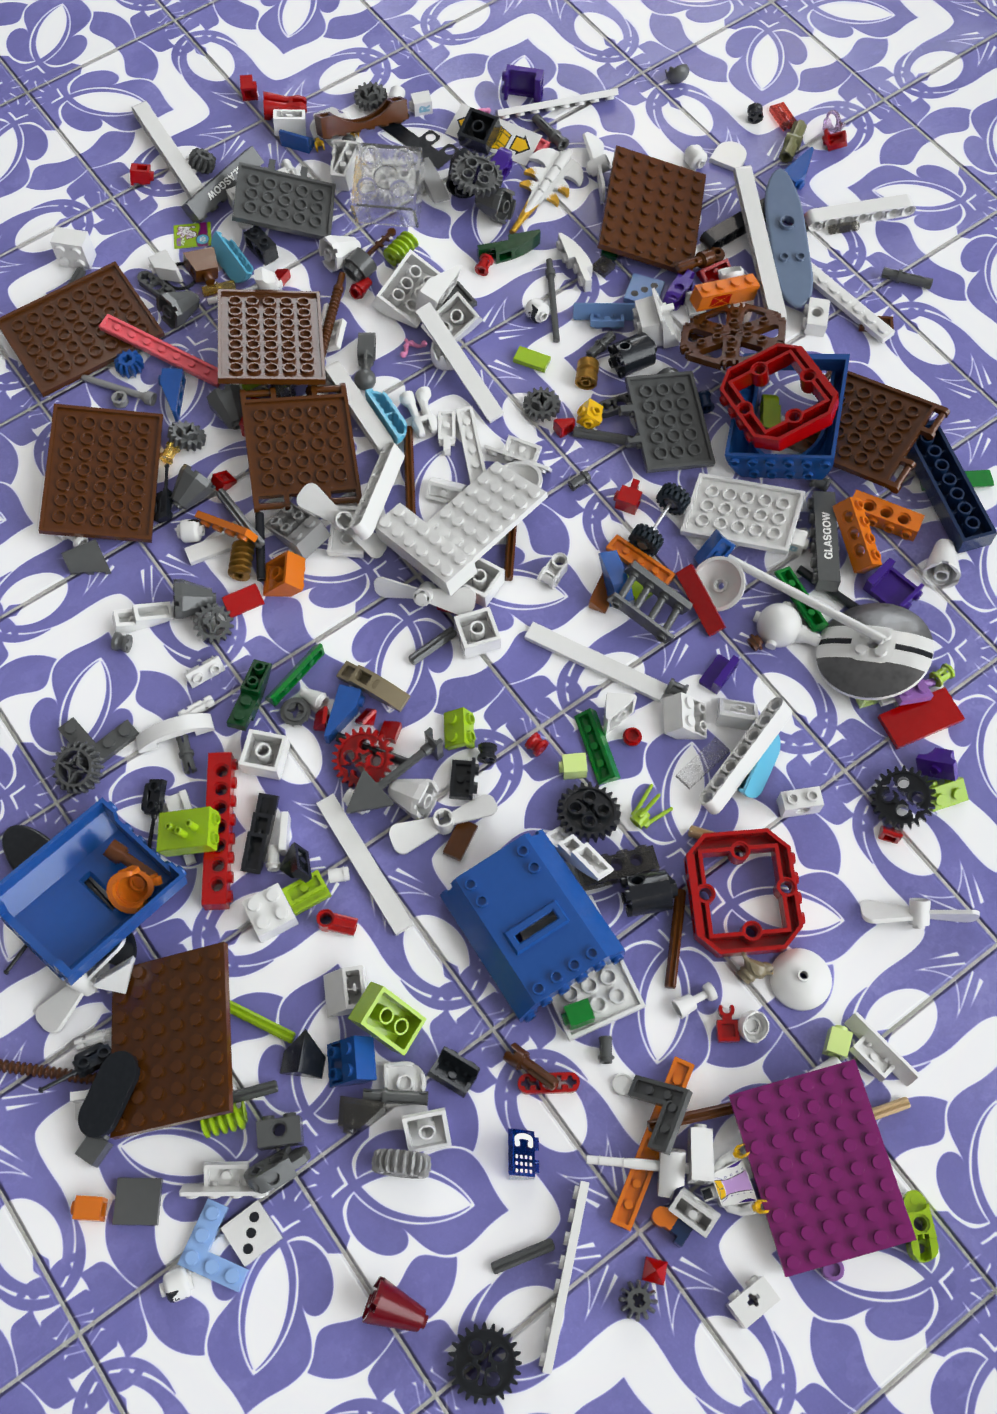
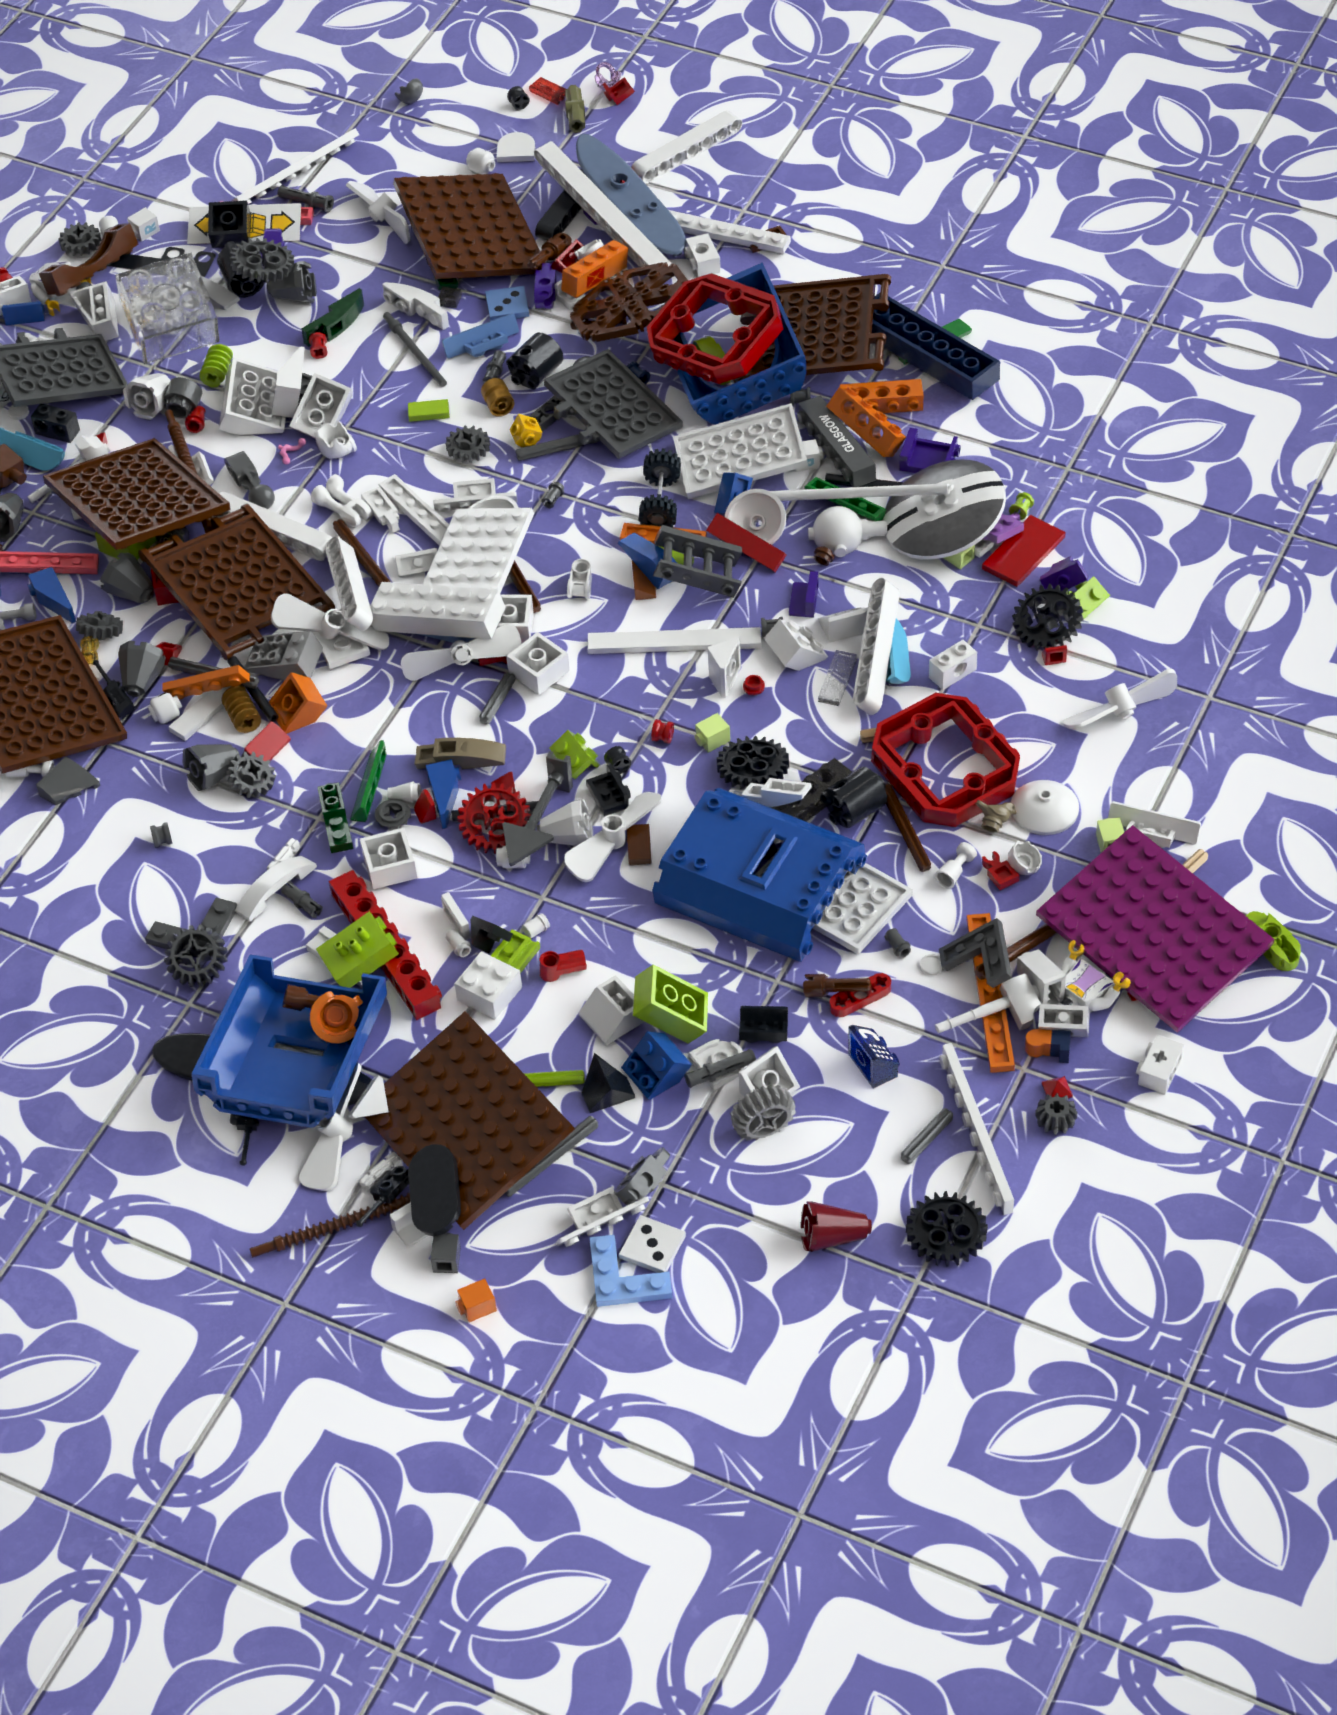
camera: 25 degrees left, 15 degrees down
(137, 1201) = (520, 1276): dark grey tile -> none
(142, 616) = (165, 804): white slope -> none
(153, 802) = (300, 954): black piece -> none
(177, 1285) = (608, 1315): white head -> none
(206, 671) = (270, 821): white hinge -> none
(213, 289) = (32, 483): clear yellow axle -> none
(223, 1122) = (562, 1165): lime piece -> none
(260, 833) = (429, 928): black slope -> none
(266, 1131) = (620, 1162): dark grey brick -> none
(358, 1114) = (693, 1094): clear smoke slope -> none
(365, 865) = (555, 907): white tile -> none
(367, 717) = (470, 783): red slope -> none
(388, 414) = (309, 515): medium azure brick -> none
(390, 232) = (191, 357): reddish brown piece -> none
(459, 362) = (357, 438): white tile -> none
(523, 82) = (247, 160): dark purple panel -> none
(537, 310) = (405, 363): white head -> none
(556, 168) = (335, 239): white animal -> none
(563, 426) = (504, 454): red slope -> none
(577, 1014) = (853, 919): green brick -> none
(597, 746) = (715, 703): green slope -> none
(628, 498) = (614, 488): red brick -> none
(640, 817) = (807, 745): lime plant -> none
(655, 320) = (534, 315): white piece -> none
(799, 168) = (599, 127): blue slope -> none
(833, 1272) = (1217, 1010): medium lavender tile -> none
(843, 227) = (678, 166): clear smoke axle -> none
(912, 279) = (764, 187): dark grey pin -> none
(942, 566) = (965, 415): white cone -> none

